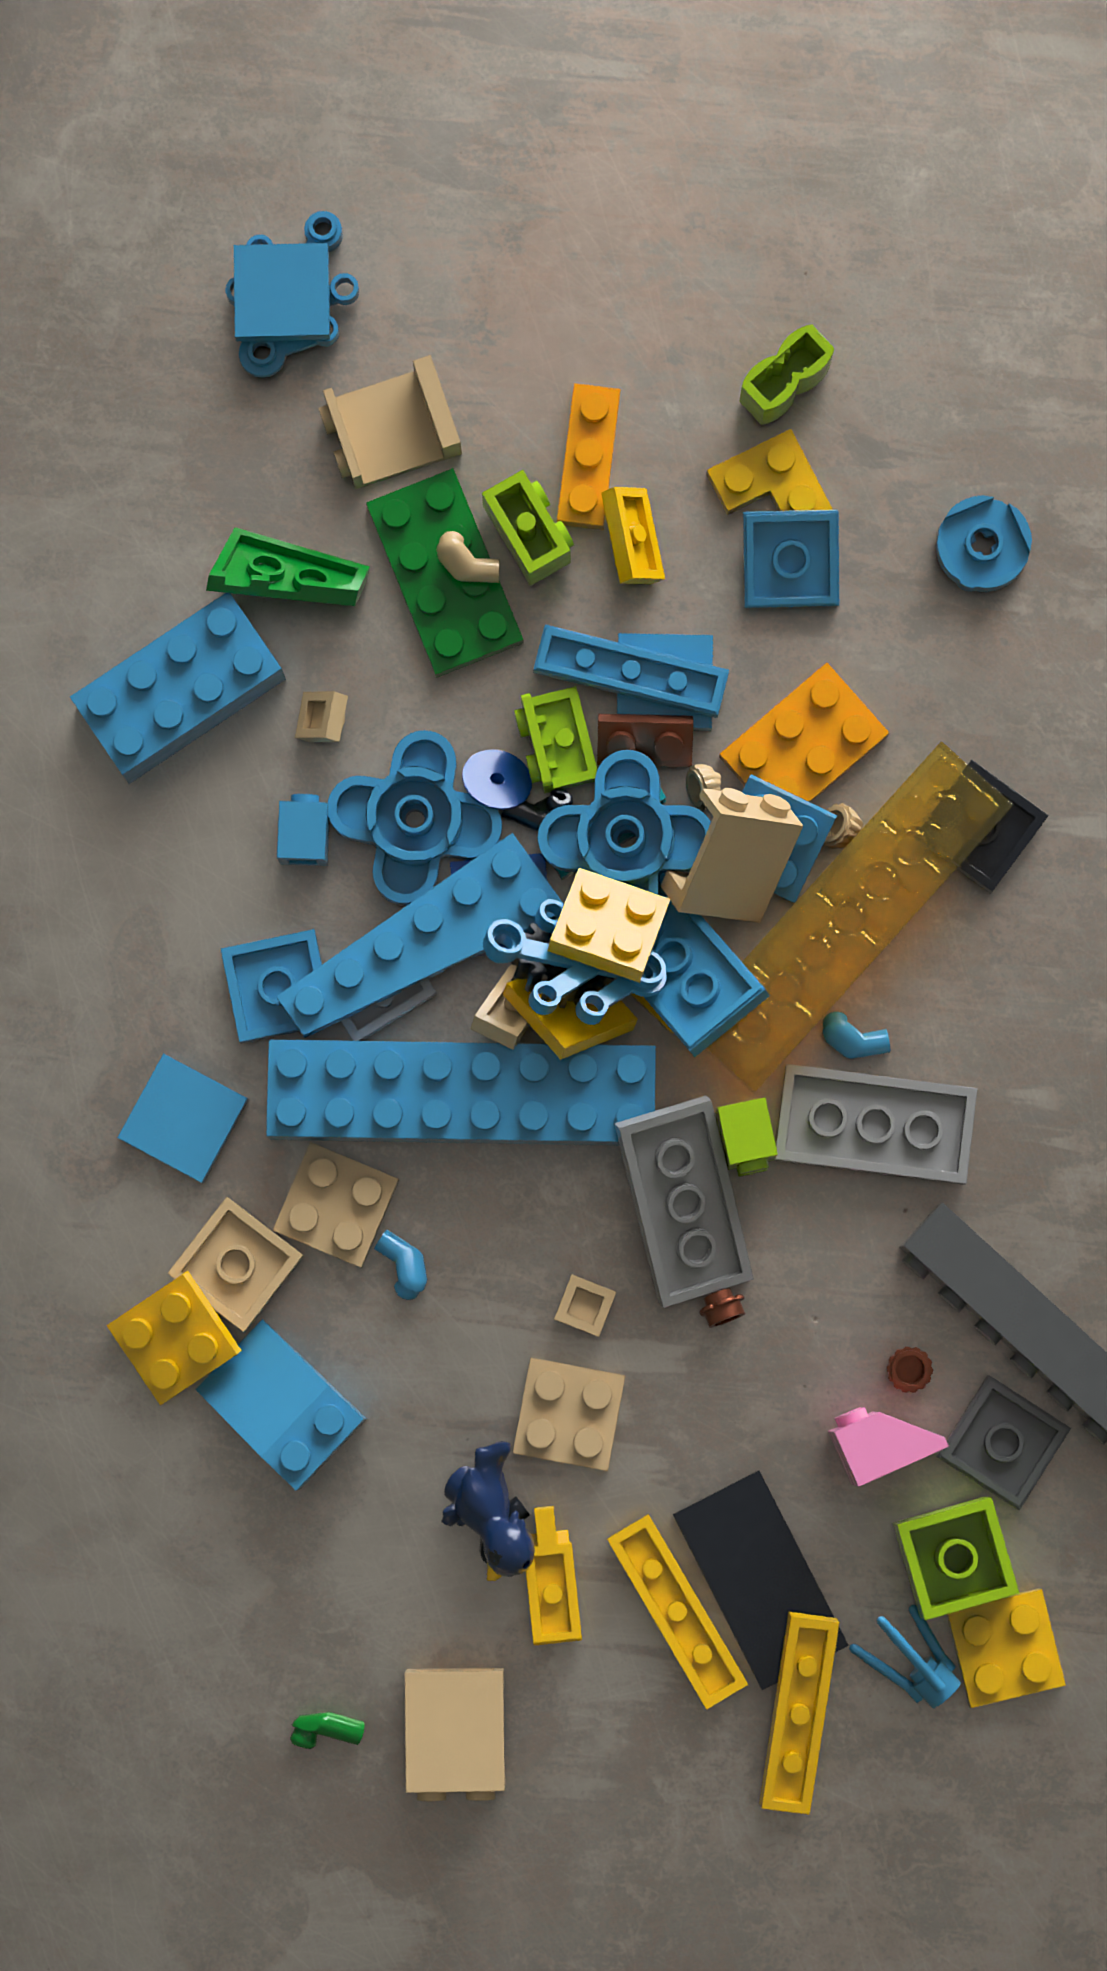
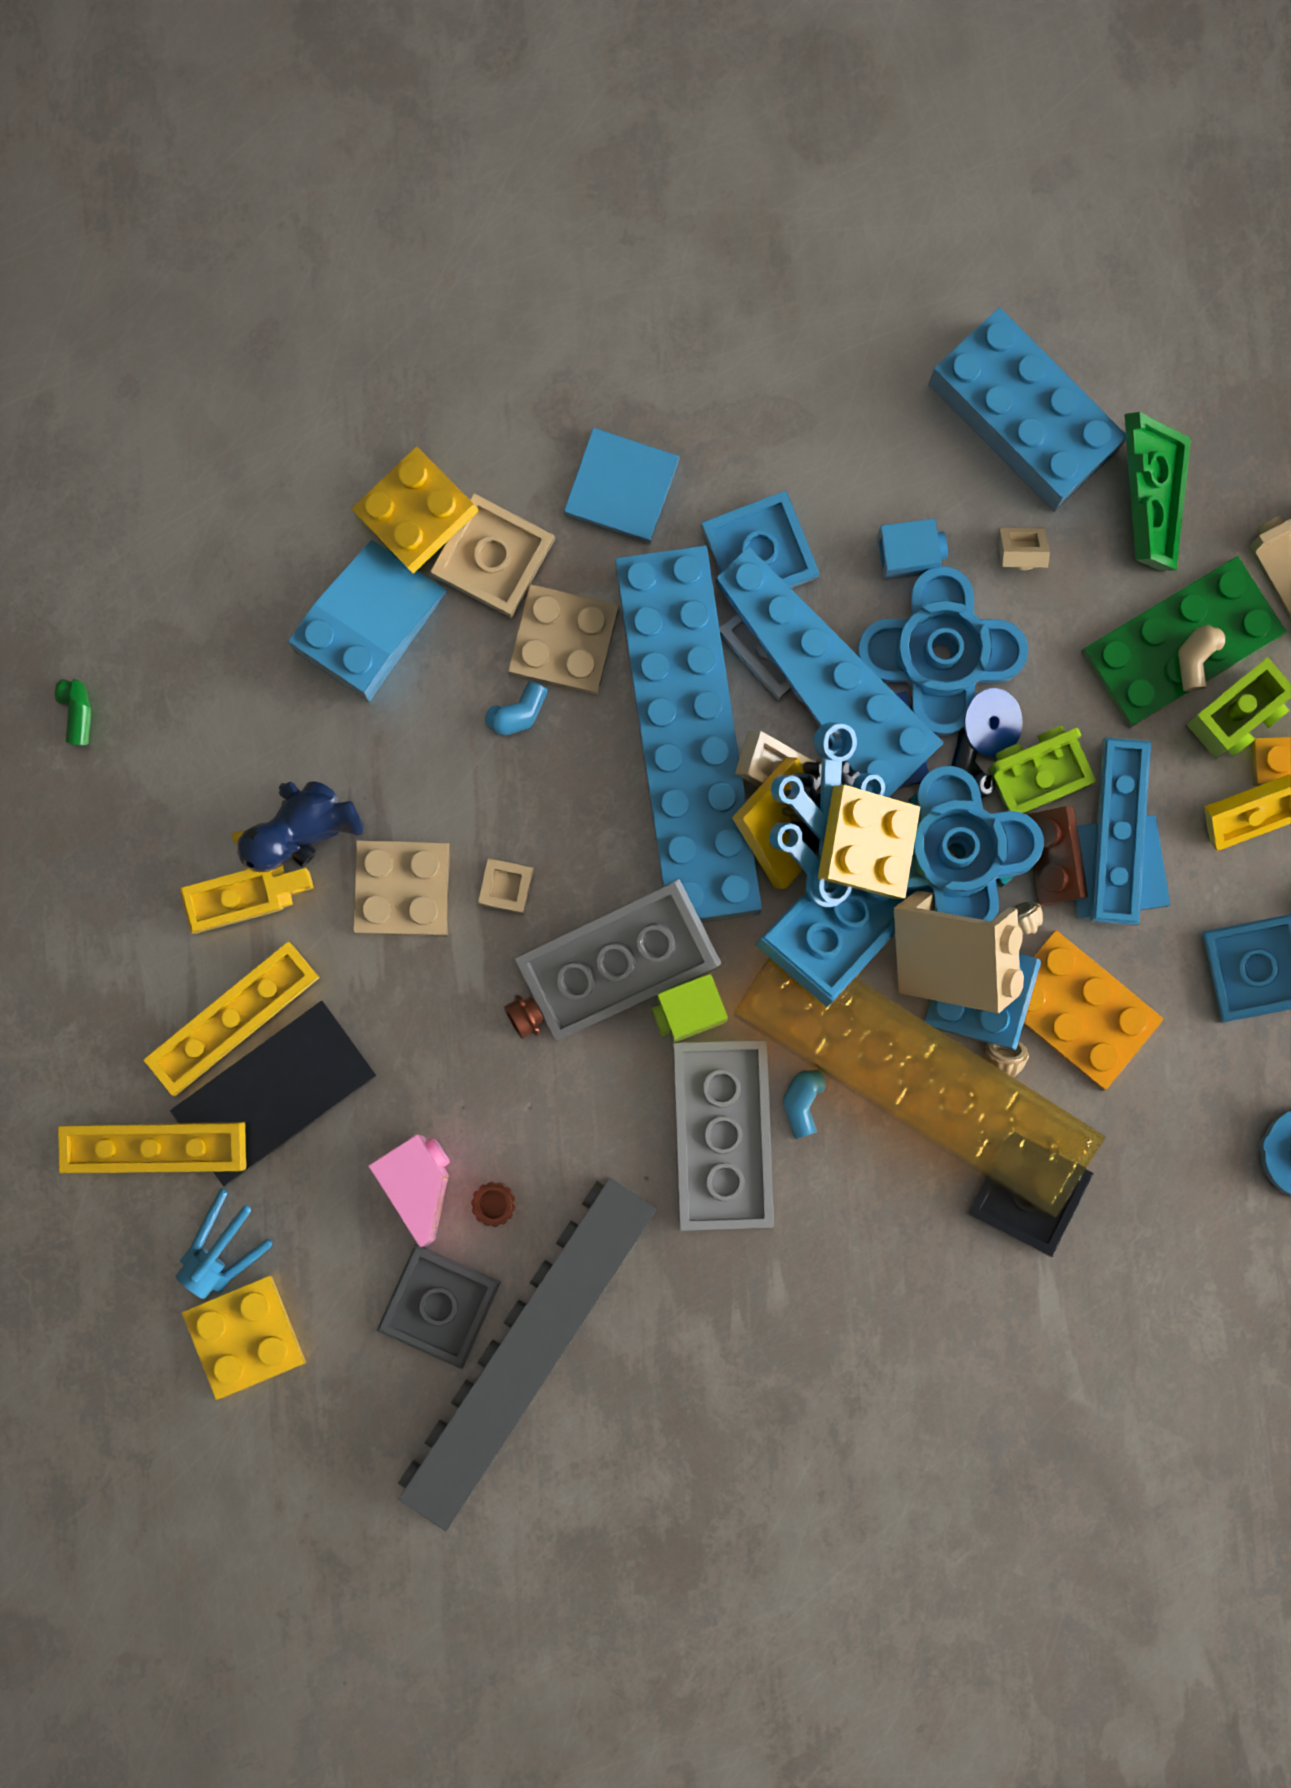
camera: 75 degrees right, 0 degrees up
(454, 1732) = (88, 827): tan panel -> none
(955, 1558) = (319, 1274): lime brick -> none

